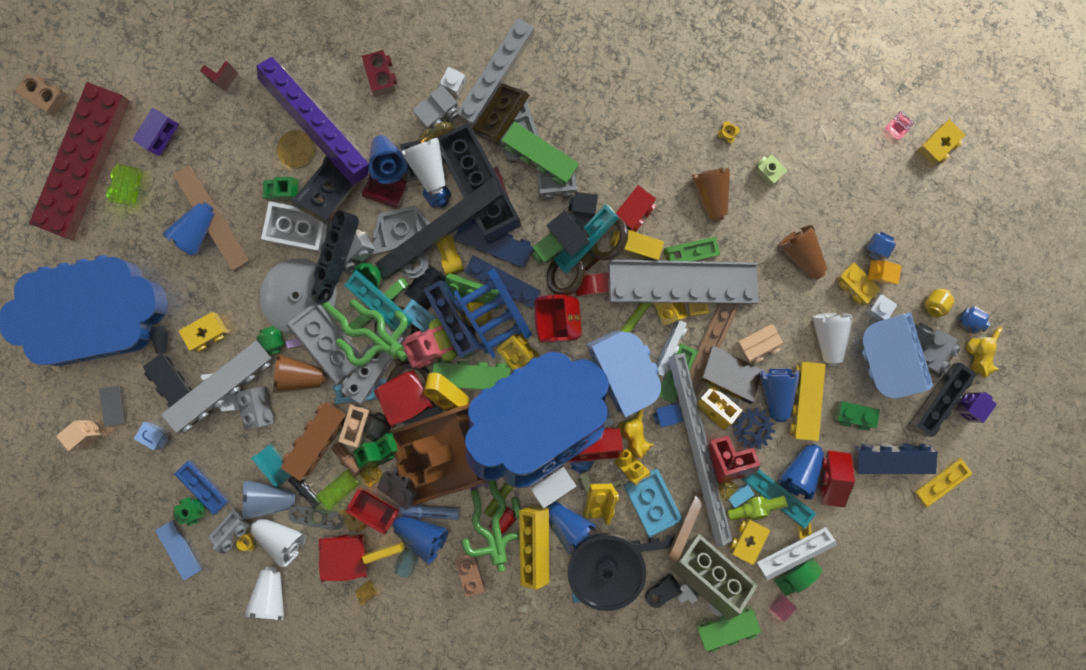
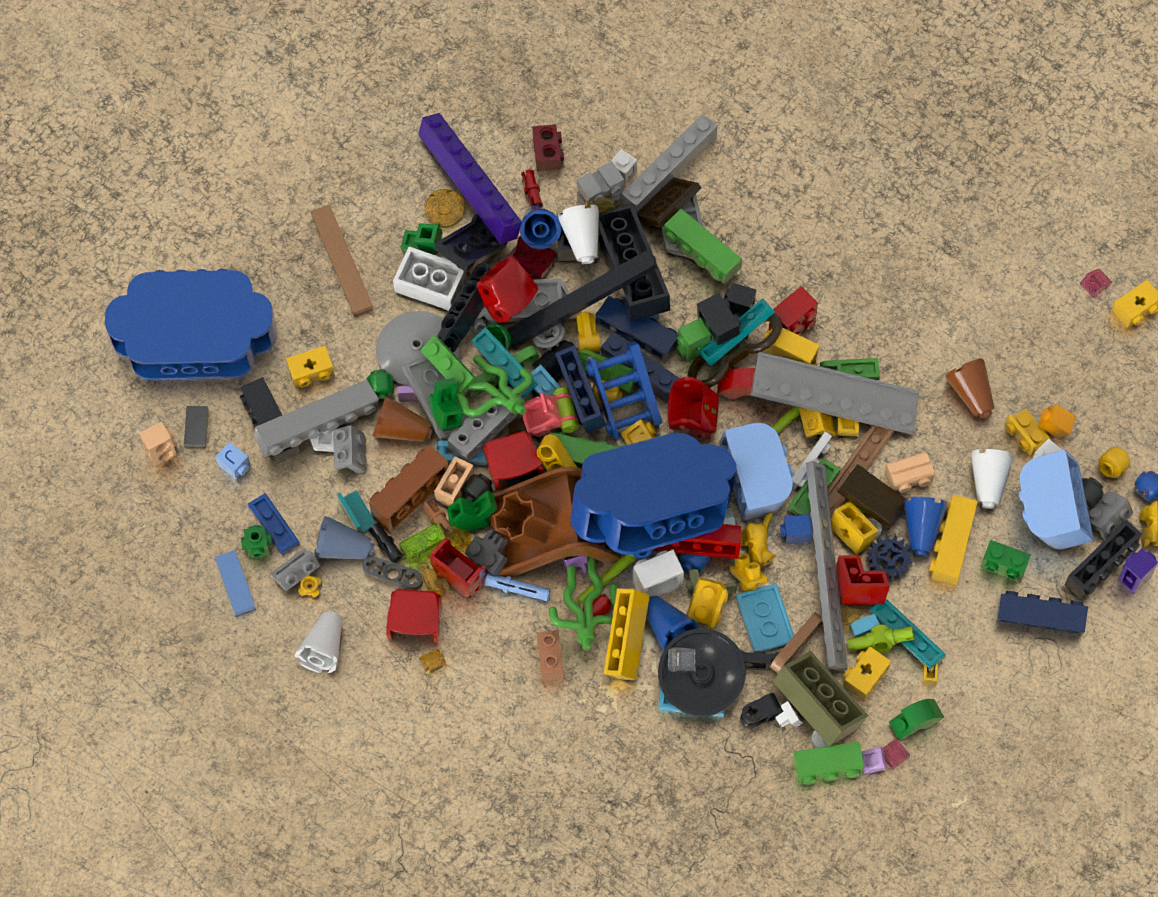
camera: 15 degrees right, 20 degrees down
(41, 93) = (188, 117): medium nougat brick -> none
(79, 161) = (217, 183): dark red brick -> none
(124, 185) = (259, 213): clear neon green brick -> none
(154, 130) = (303, 166): dark purple brick -> none
(160, 338) = (262, 365): black cone -> none
(191, 228) = (320, 262): blue cone -> none
(223, 77) = (381, 126): dark red panel -> none
(278, 540) = (348, 586): white cone -> none
(327, 317) = (448, 363): none -> bright green plate
(333, 358) = (444, 405): none -> green brick
(367, 233) = (506, 289): none -> red piece
(373, 118) = (531, 188): none -> red pin
(384, 552) = (461, 613): yellow tile -> none
(406, 563) = (481, 634): clear light blue brick -> none
(421, 537) = (505, 608): blue cone -> none
(438, 199) = (584, 272): blue head -> none
(548, 188) = (707, 284): light grey bracket -> none
(587, 567) = (681, 659): none -> clear slope
(714, 191) = (882, 311): dark orange cone -> none
(727, 126) = (912, 256): yellow plate -> none
(766, 619) = (873, 760): none -> lavender tile
(770, 169) = (947, 302): yellowish green brick -> none
(796, 554) = (916, 690): white fence -> none
(803, 472) = (936, 610): blue cone -> none
(837, 479) = (973, 618): red brick -> none
(881, 246) = (1057, 393): blue head -> none
(943, 482) = (1094, 651): yellow tile -> none

